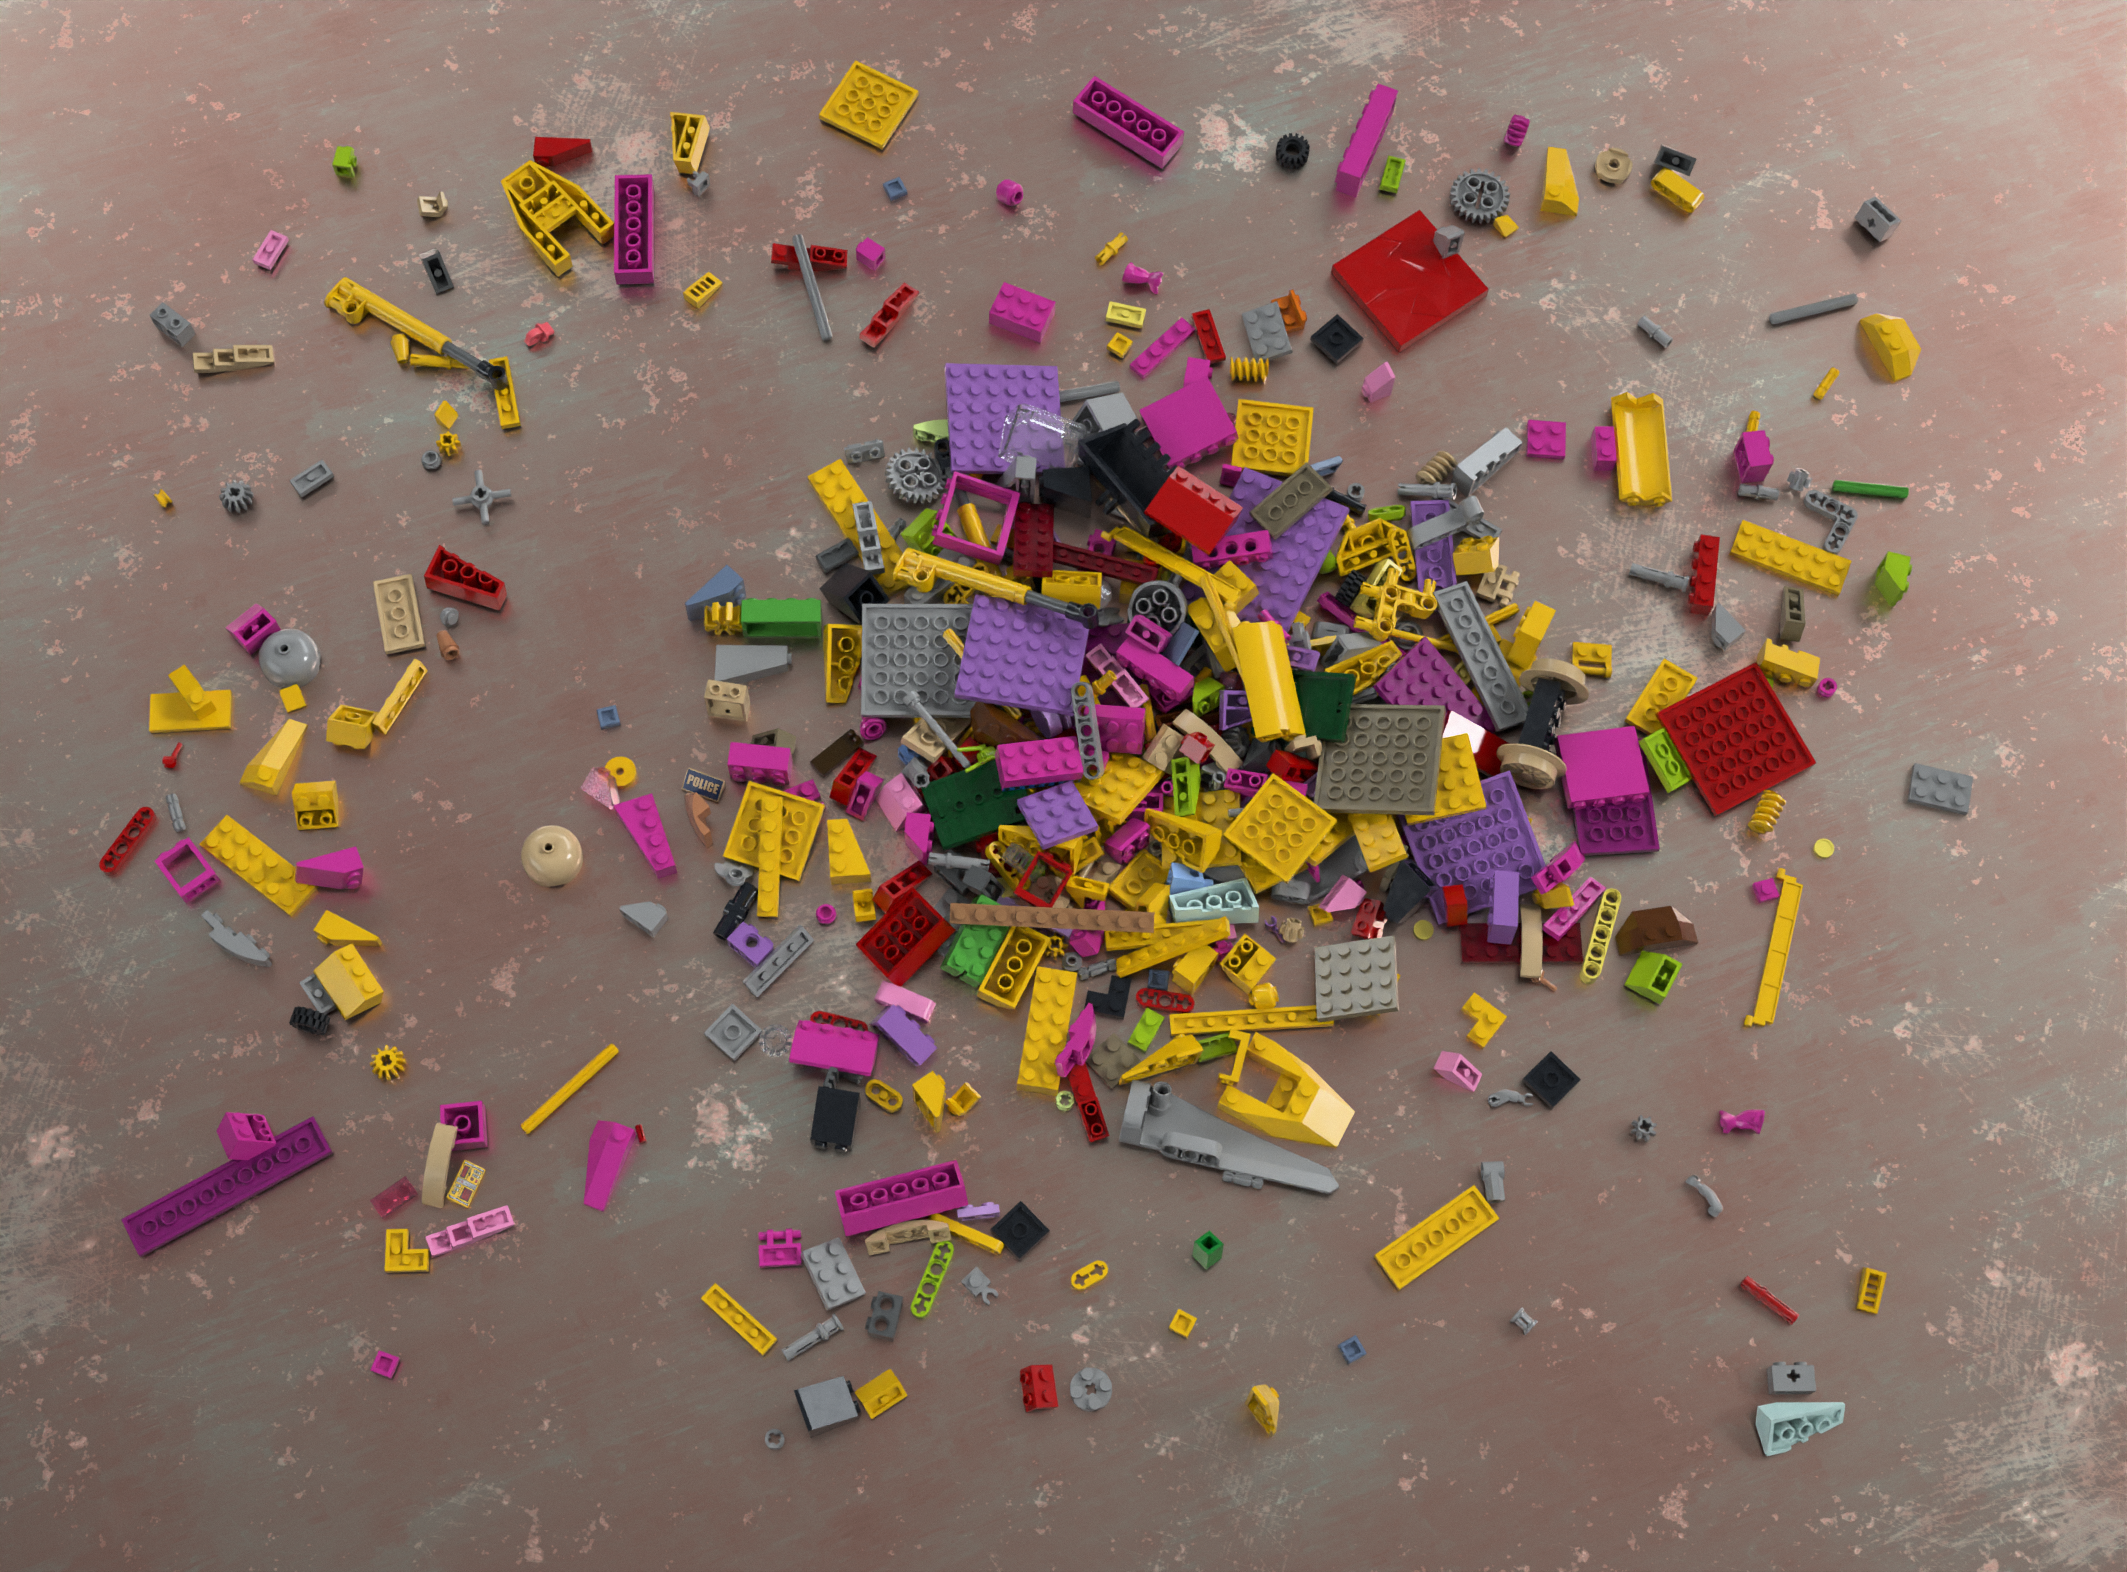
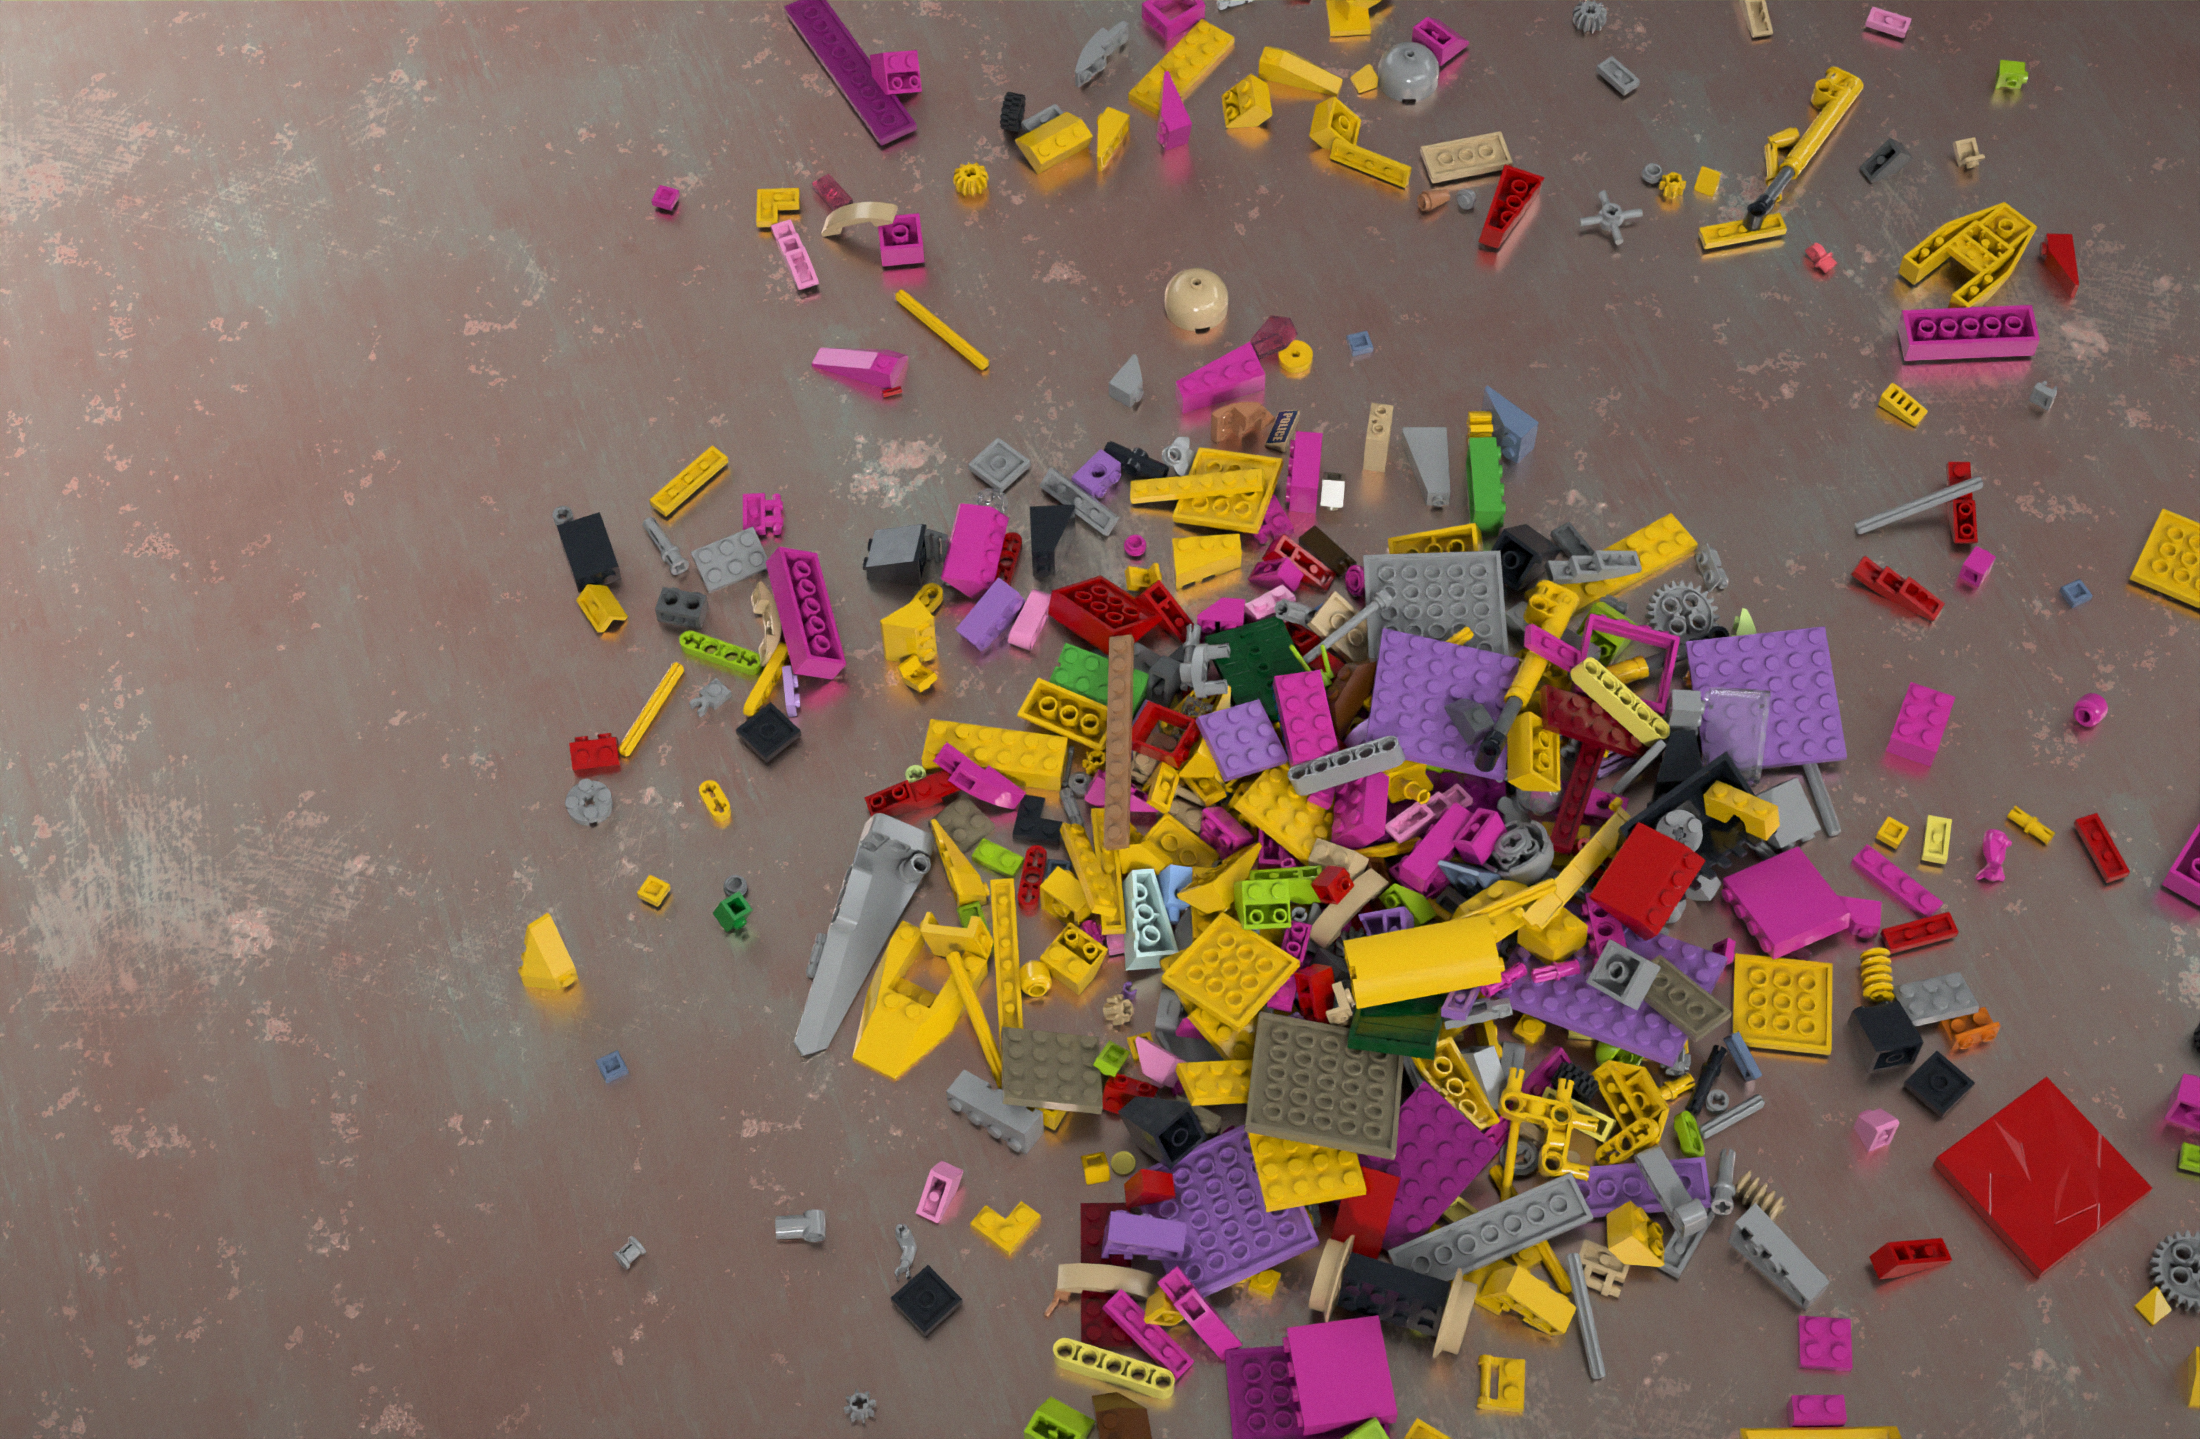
camera: 95 degrees right, 10 degrees down
(466, 1184) = (844, 249): slope -> none
(689, 140) = (2096, 380): yellow wedge -> none
(825, 984) = (1050, 537): none -> black slope
(976, 564) = (1551, 648): none -> dark pink plate
(982, 852) = (1197, 670): none -> light grey connector
(992, 1339) = (650, 709): none -> yellow axle
(1019, 521) = (1620, 702): none -> light yellow beam
(1047, 629) = (1470, 719): none -> dark grey slope
(1067, 519) = (1646, 760): none -> light grey tile
(1112, 449) = (1757, 814): none -> yellow arch
(1132, 203) = (2101, 847): none -> red plate
(1145, 483) = (1687, 822): none -> light grey plate
(1152, 602) = (1504, 844): none -> light grey gear
(1176, 1252) = (734, 884): none -> light grey plate
(1217, 801) = (1263, 903): none -> lime slope
(1265, 588) = (1555, 971): none -> dark pink axle
(1279, 534) = (1623, 974): none -> light grey slope
(1301, 368) = (1885, 1036): none -> black slope
(1308, 1039) = (976, 1015): none -> yellow axle
(1340, 933) = (1111, 1059): none -> lime plate
(1367, 483) = (1731, 1116): none -> light grey axle
(1387, 1026) = (984, 1106): none -> light grey wedge
(1428, 951) = (1095, 1168): none -> yellow slope
(1436, 1237) = (736, 1160): yellow plate -> none
(1448, 240) = (2103, 1212): light grey slope -> none
(1479, 375) = (1908, 1257): none -> red slope
(1539, 596) = (1585, 1316): none -> light grey axle

